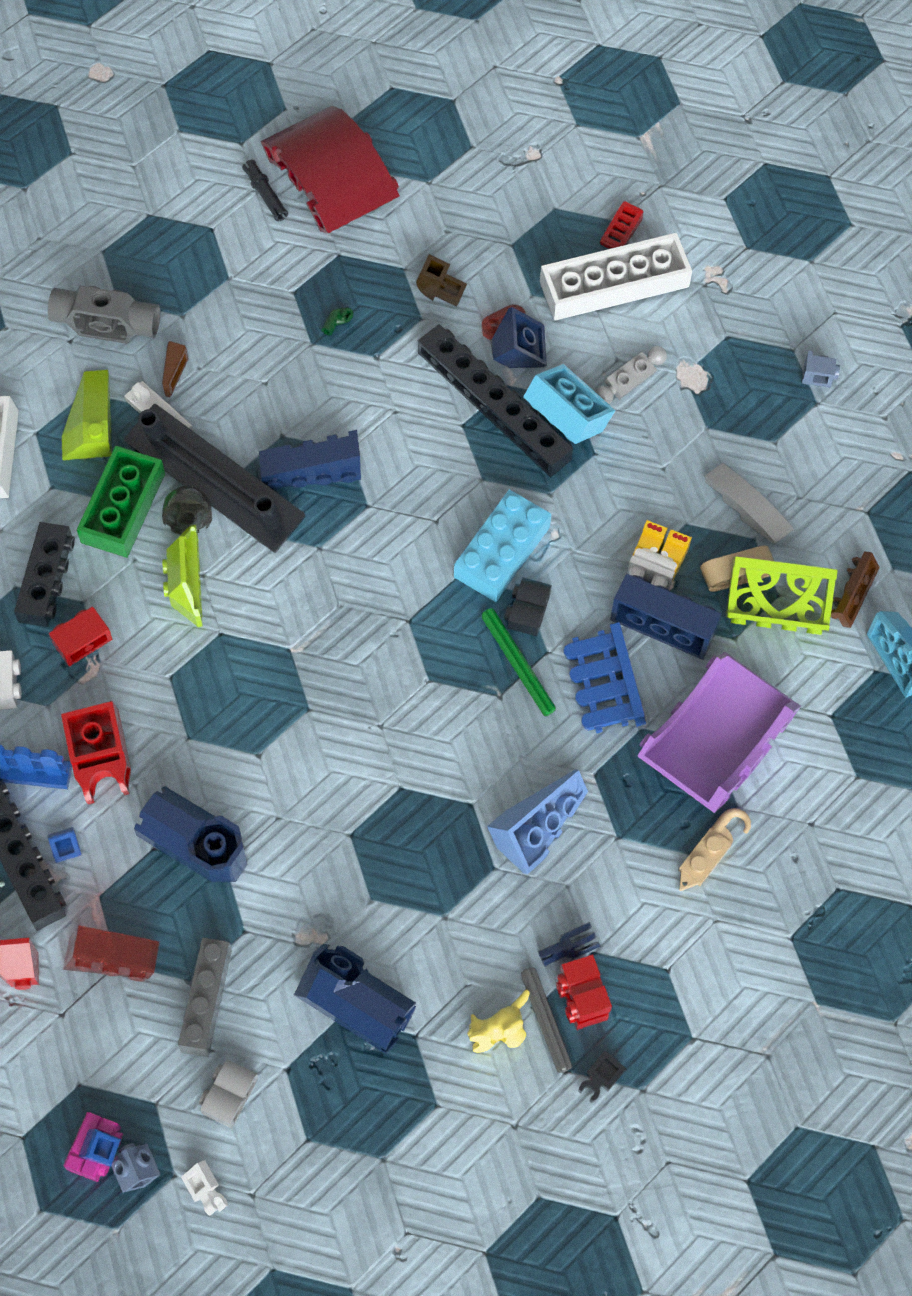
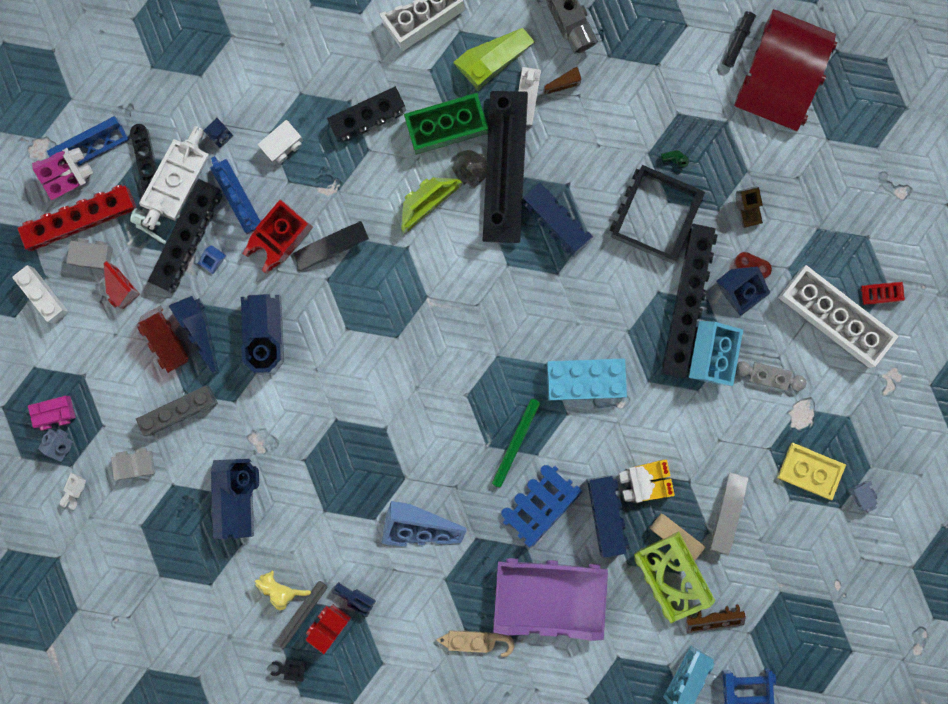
camera: 55 degrees right, 20 degrees up
(80, 636) = (341, 168): red brick -> none
(99, 1147) = (49, 418): blue slope -> none
(117, 907) = (192, 317): none -> dark blue wedge
(153, 704) = (330, 245): none -> black slope
(364, 334) = (696, 193): none -> black window
(529, 606) = (557, 424): black brick -> none
(758, 403) = (811, 471): none -> light yellow tile

